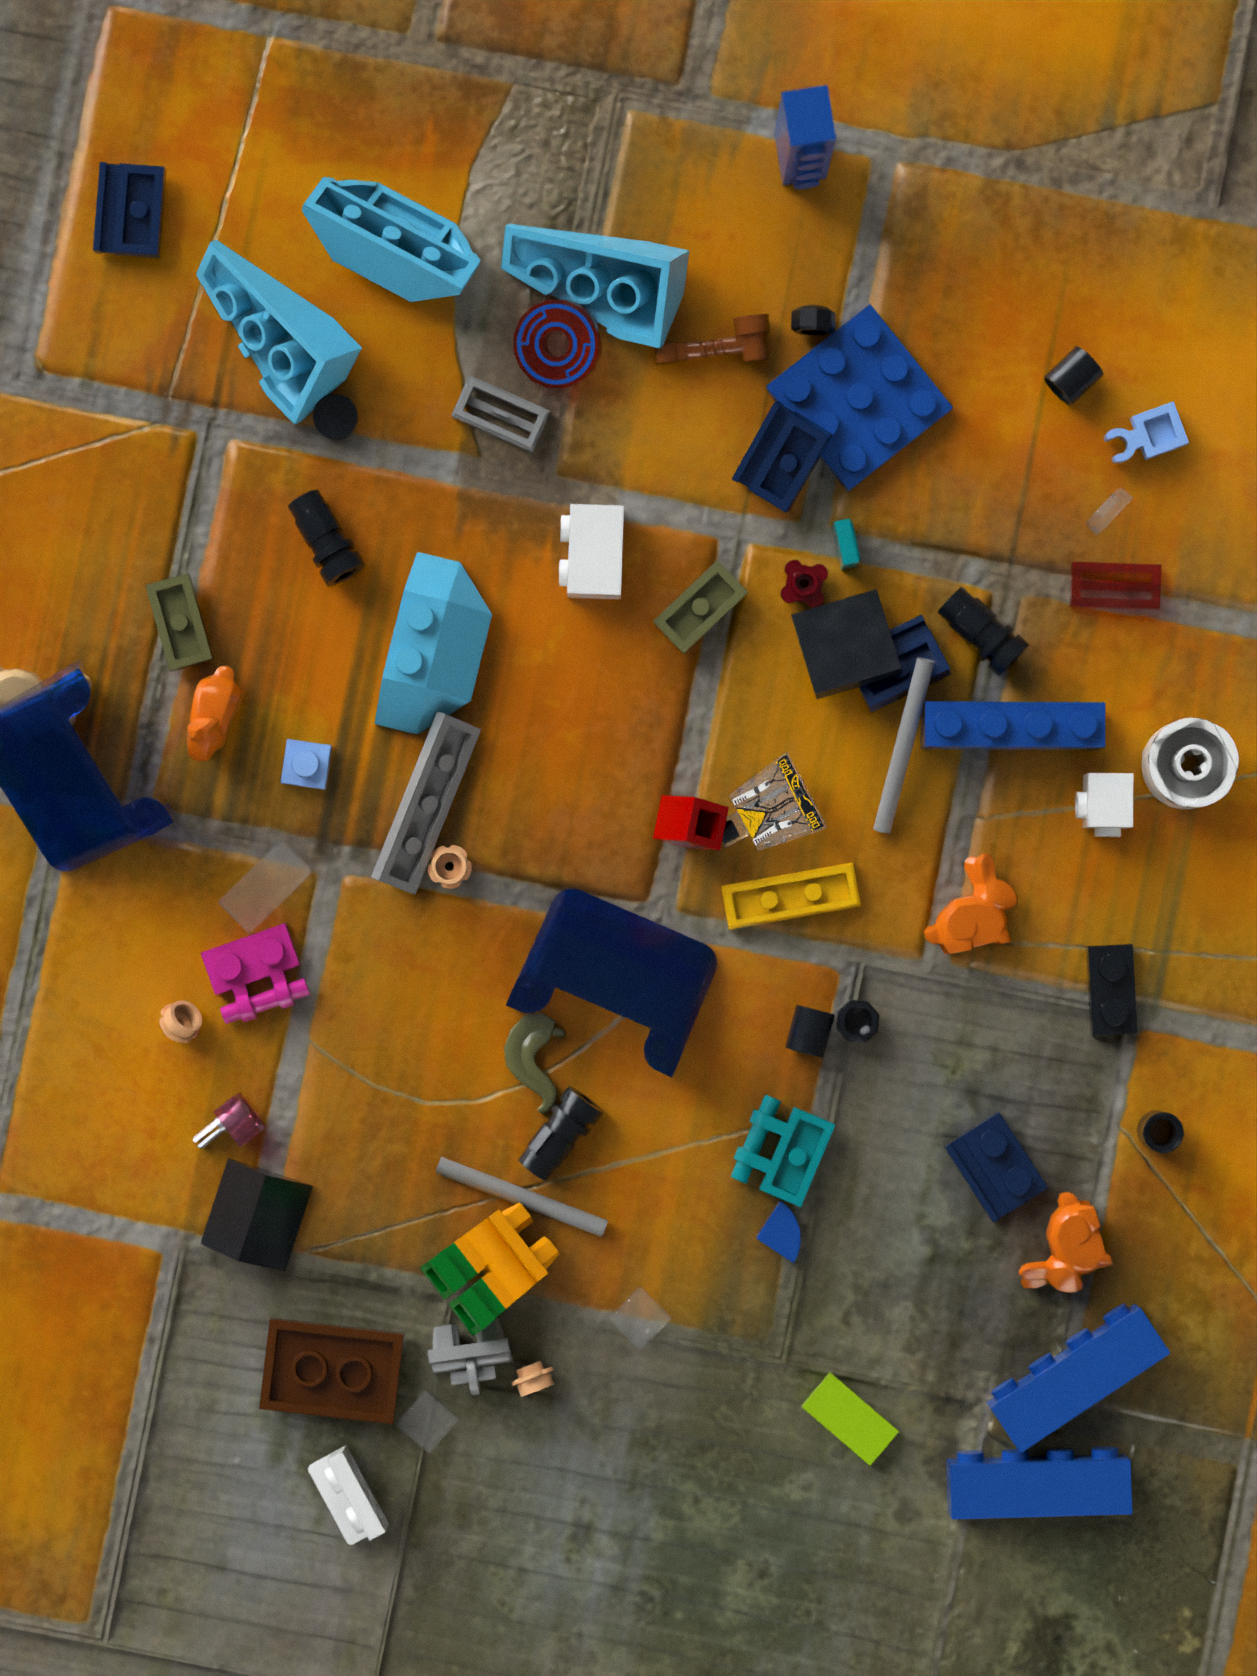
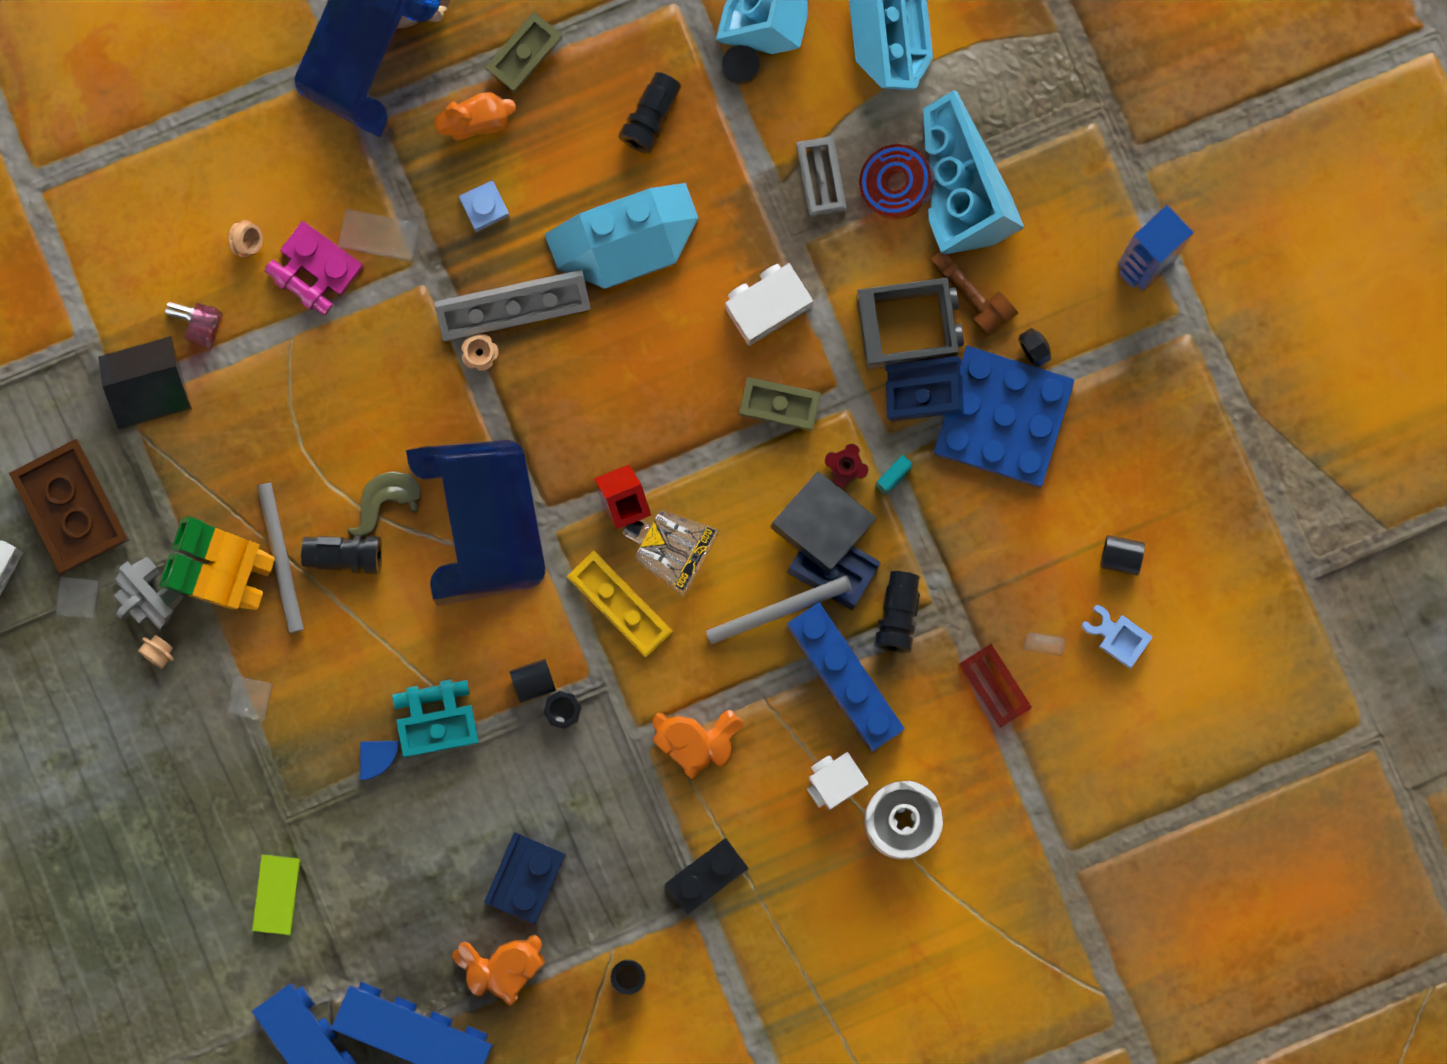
camera: 55 degrees right, 5 degrees down
(684, 468) = (869, 324): none -> dark grey window

